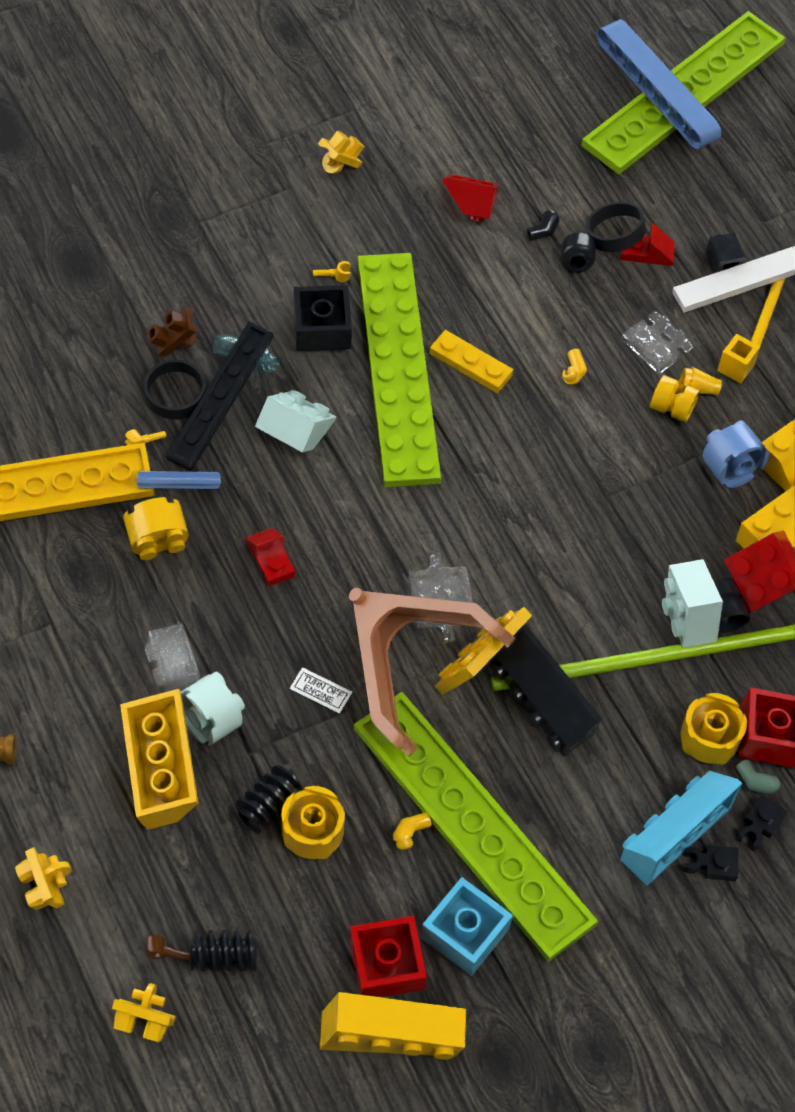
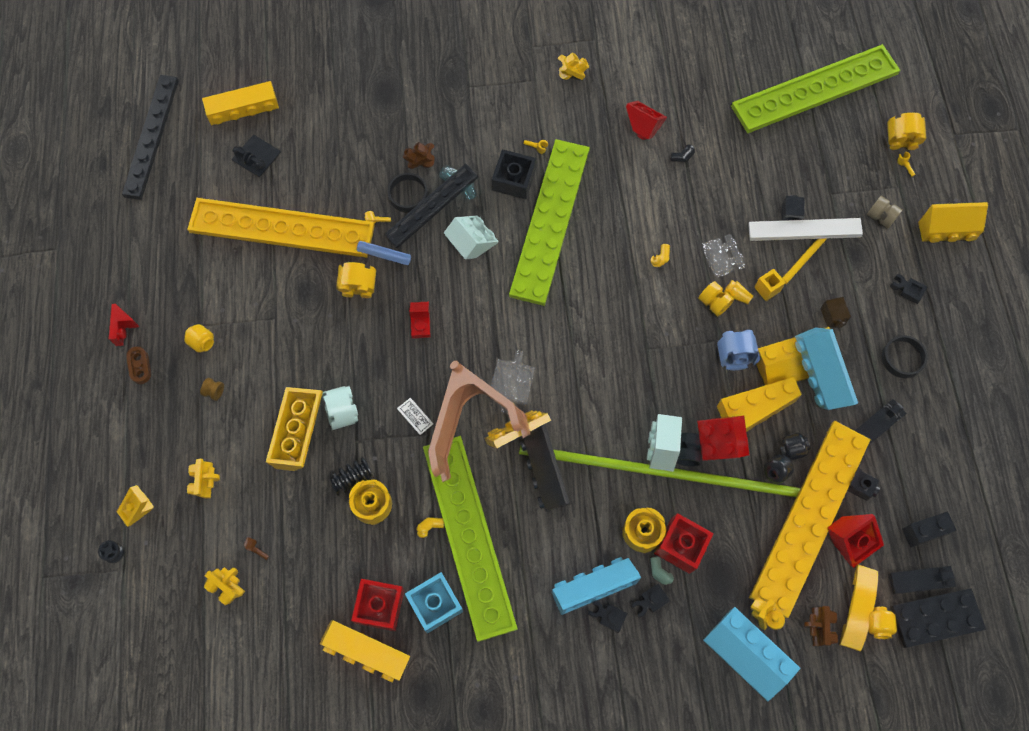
camera: 25 degrees right, 10 degrees up
(172, 657) = (333, 366): clear brick -> none
(223, 950) = (285, 563): black piece -> none
(471, 361) = (597, 231): yellow plate -> none
(578, 252) = (696, 179): black head -> none
(611, 210) = (731, 181): black tyre -> none
(652, 249) = (748, 191): red slope -> none
(659, 84) = (798, 79): medium blue beam -> none

